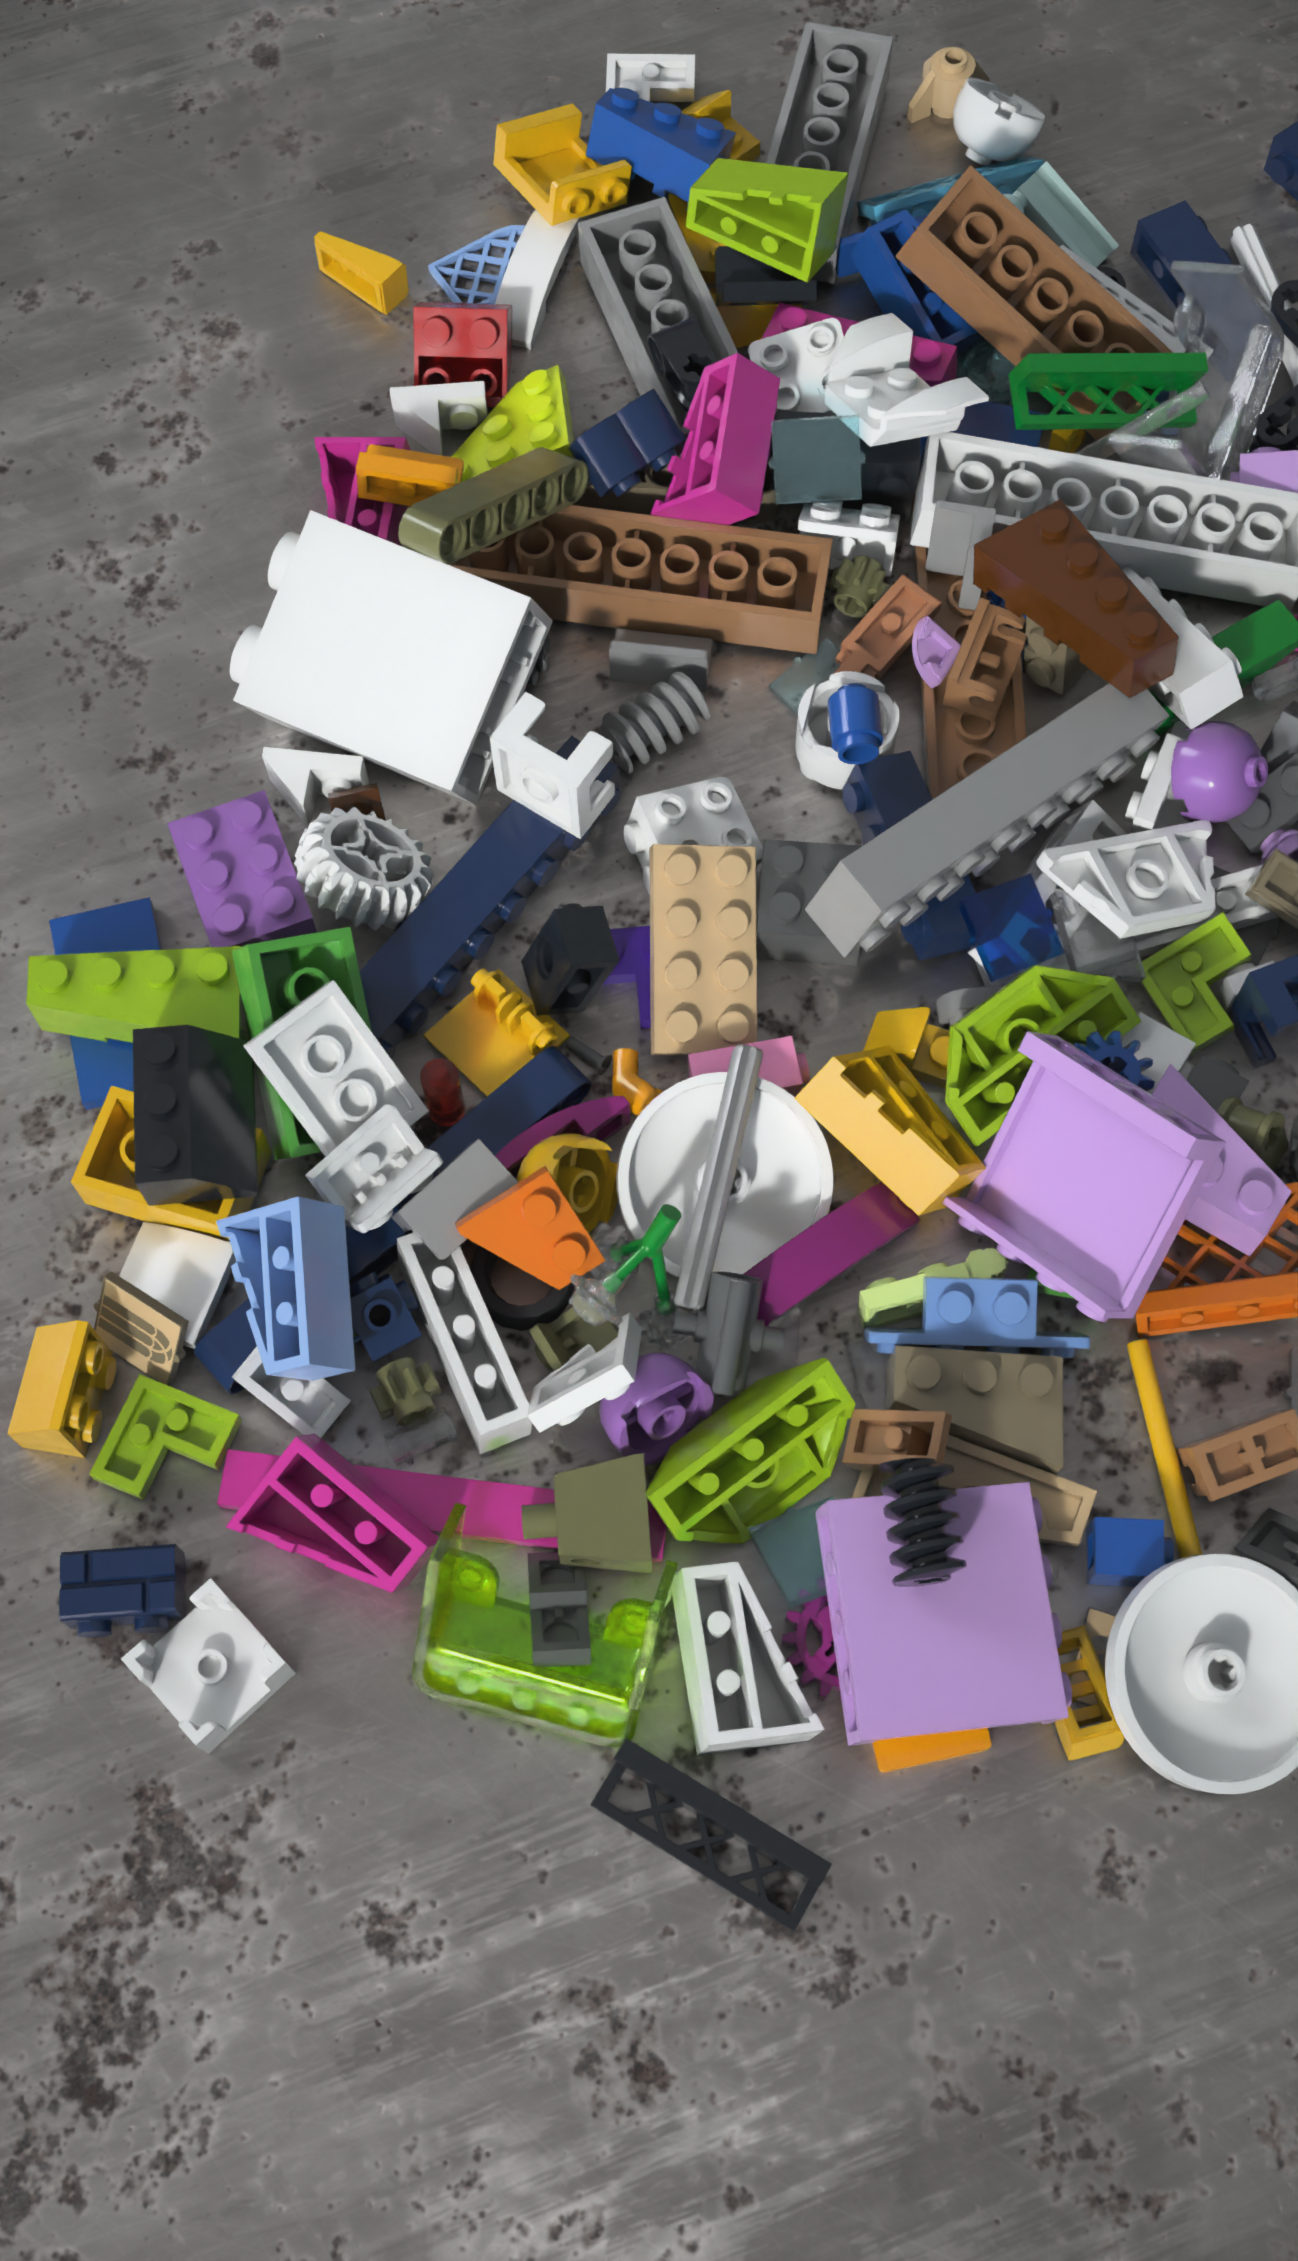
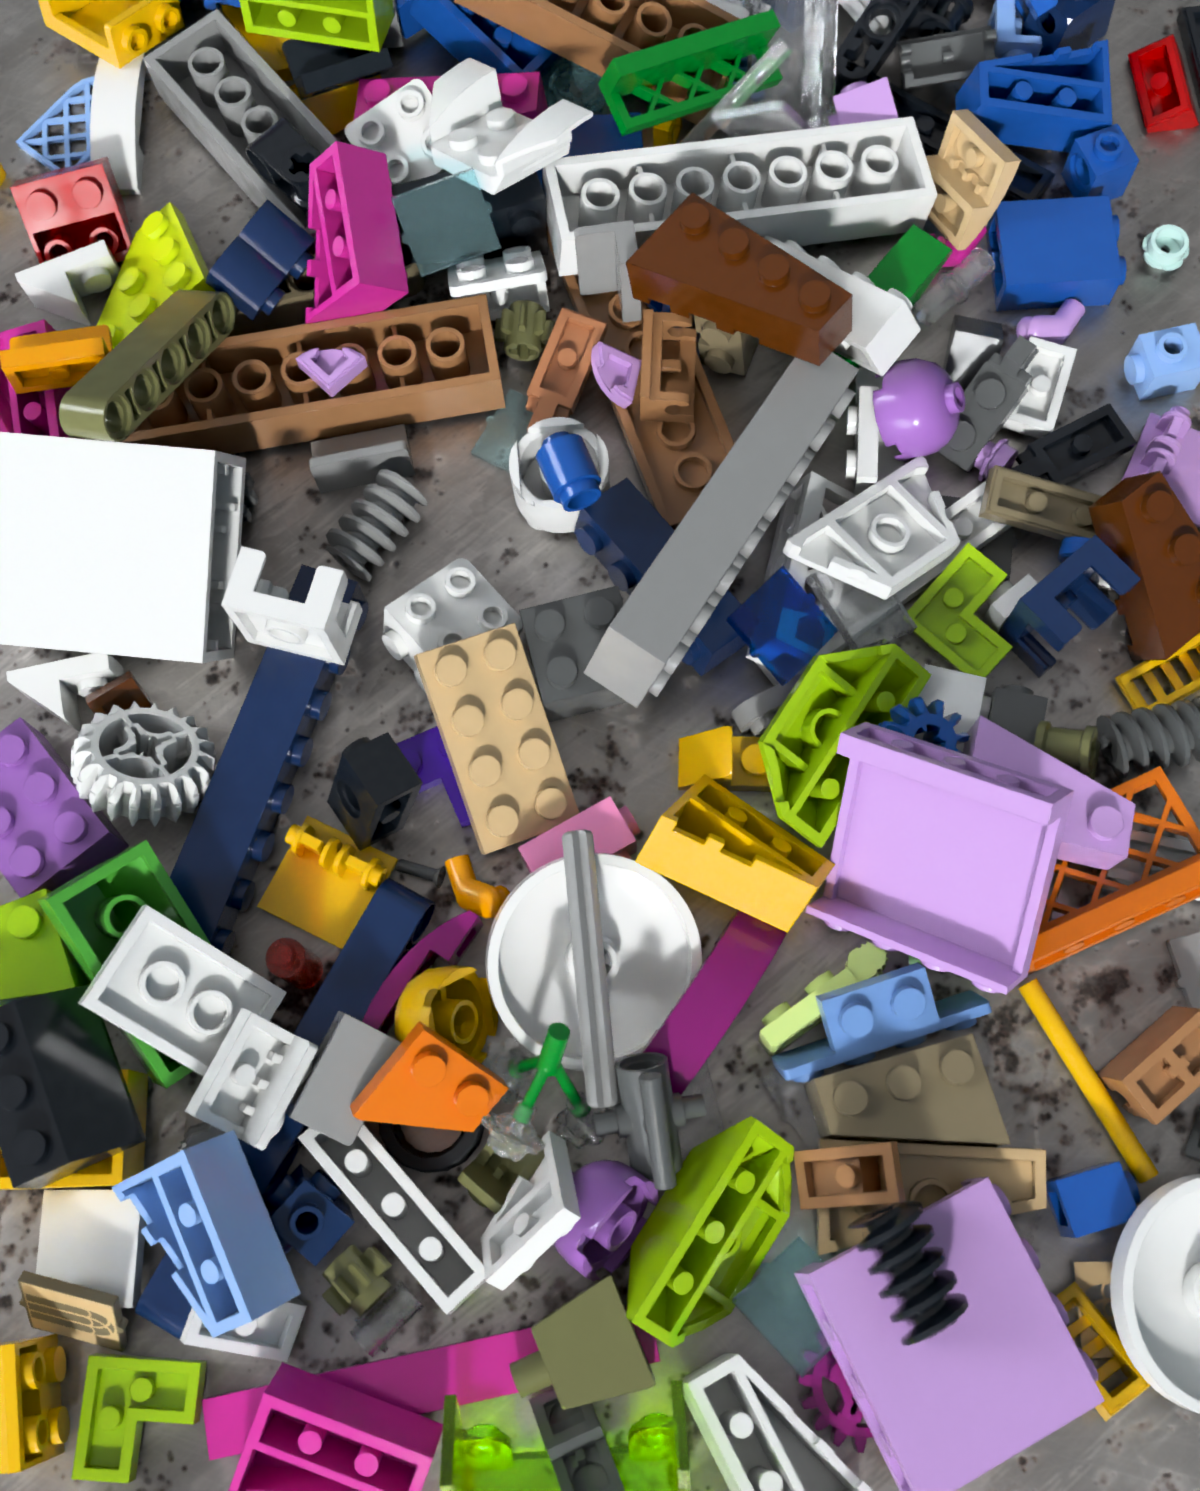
camera: 15 degrees left, 5 degrees up
(662, 562) = (332, 367): none -> lavender tile

